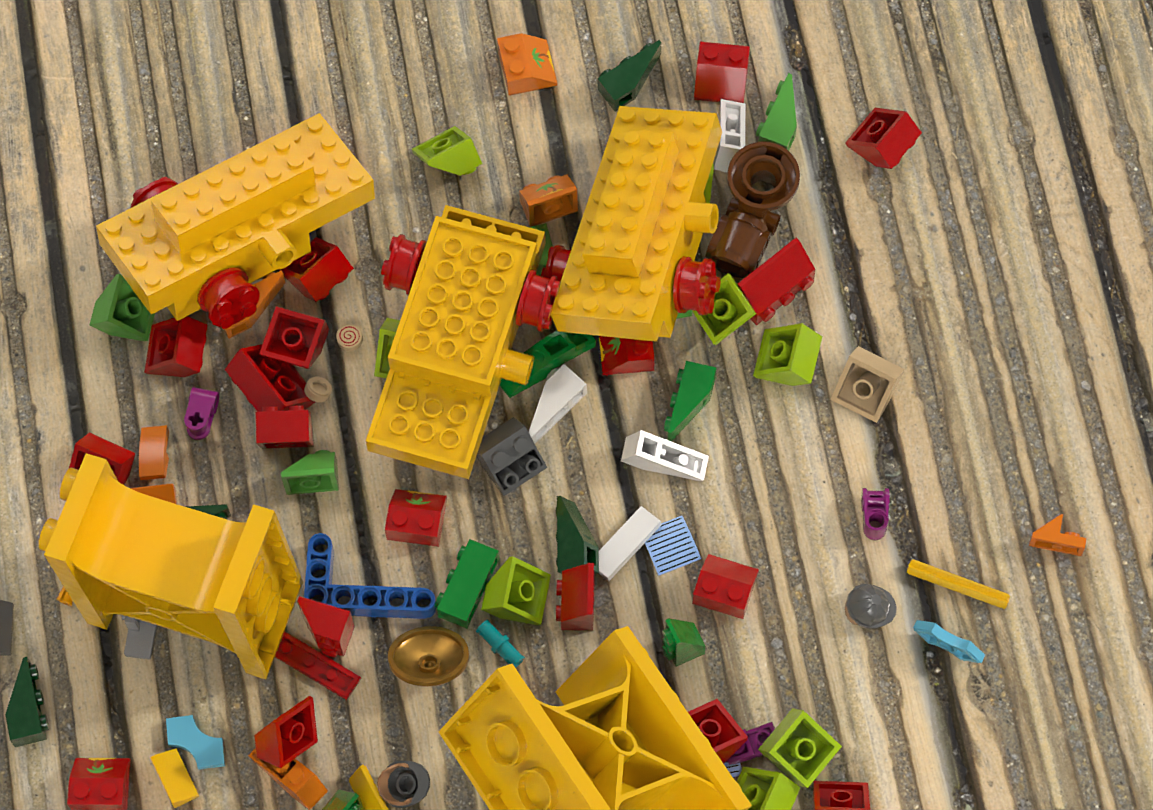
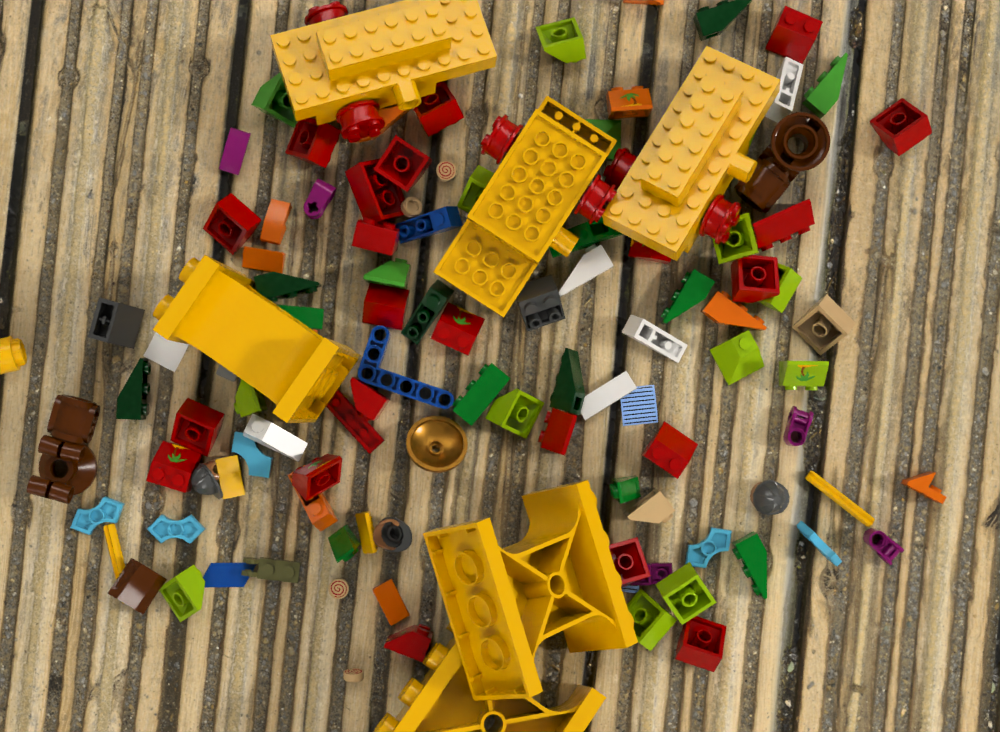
camera: 10 degrees right, 20 degrees up
(54, 641) = (165, 352): none -> white sticker
(81, 385) = (234, 151): none -> magenta slope
(116, 725) = (197, 426): none -> red slope
(146, 785) = (205, 480): none -> dark grey piece
(174, 668) = (249, 400): none -> lime slope
(217, 708) = (274, 437): none -> white slope
(317, 513) = (385, 306): none -> red slope
(346, 402) = (429, 224): none -> blue slope
(372, 505) = (427, 311): none -> dark green slope
(500, 644) = (492, 446): teal pin -> none
(723, 657) = (651, 508): none -> tan slope
(744, 403) = (725, 312): none -> orange slope
(762, 350) = (754, 278): none -> red slope
(774, 450) = (737, 357): none -> lime slope
(820, 681) = (700, 553): none -> medium azure tile
(859, 444) = (802, 373): none -> lime slope
(872, 683) = (754, 558): none -> green slope
(1032, 623) = (884, 547): none -> magenta piece

